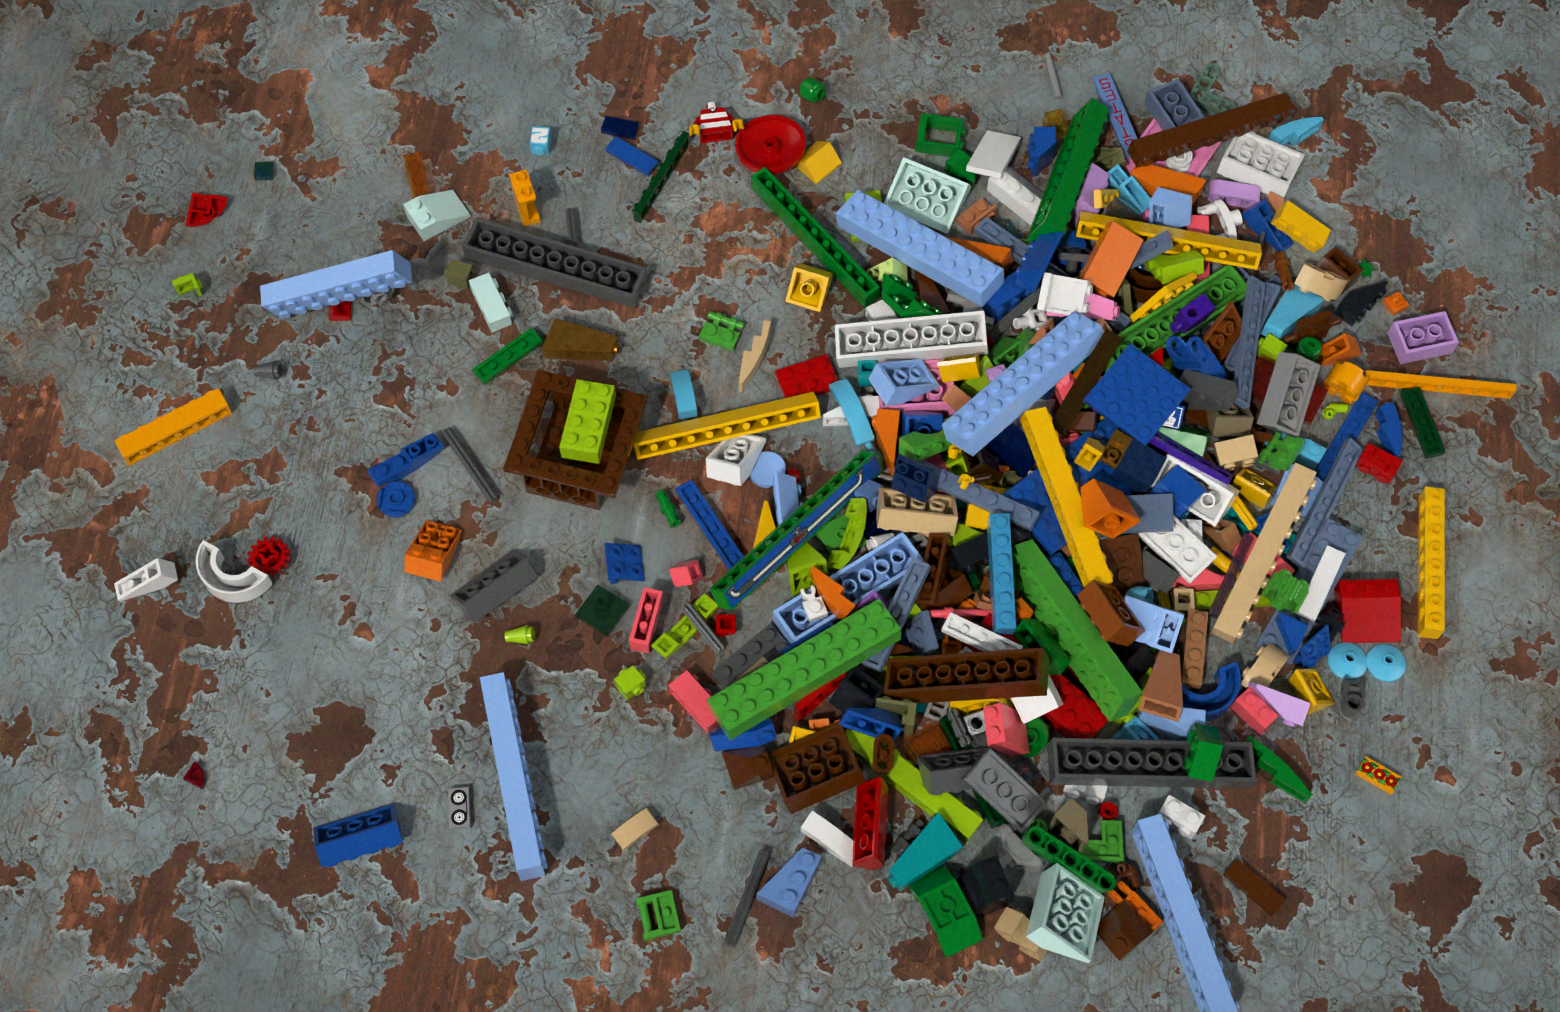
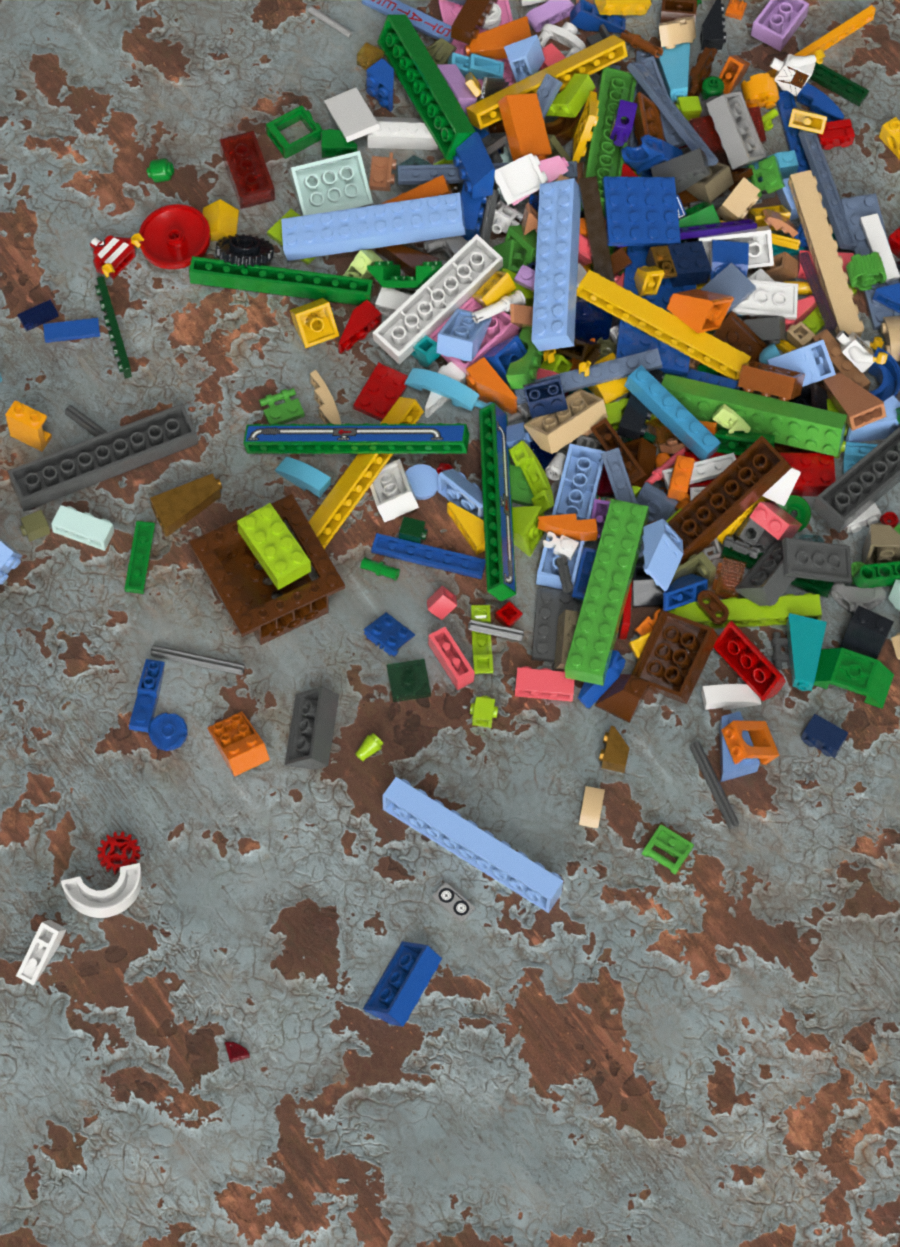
camera: 45 degrees left, 0 degrees up
(695, 803) = (615, 753): none -> pearl gold slope
(718, 500) = (413, 530): none -> dark green brick
(744, 396) = (357, 438): none -> brick
(791, 628) = (564, 574): none -> dark grey axle
(809, 192) = (244, 250): none -> black gear
(822, 891) = (764, 745): none -> orange panel
(842, 312) = (361, 322): none -> red slope
(873, 938) = (824, 736): none -> dark blue brick
(874, 136) = (247, 169): none -> clear red brick
(874, 675) = (661, 552): none -> light blue slope
(954, 629) = (681, 478): none -> orange brick
(965, 385) = (498, 307): none -> white pin
(1045, 617) = (730, 420): none -> yellowish green slope
(1217, 653) = (861, 351): none -> white torso
(1252, 492) = (779, 221): none -> nougat slope
(1360, 433) = (807, 120): none -> yellow slope
(1388, 384) = (795, 70): none -> white torso

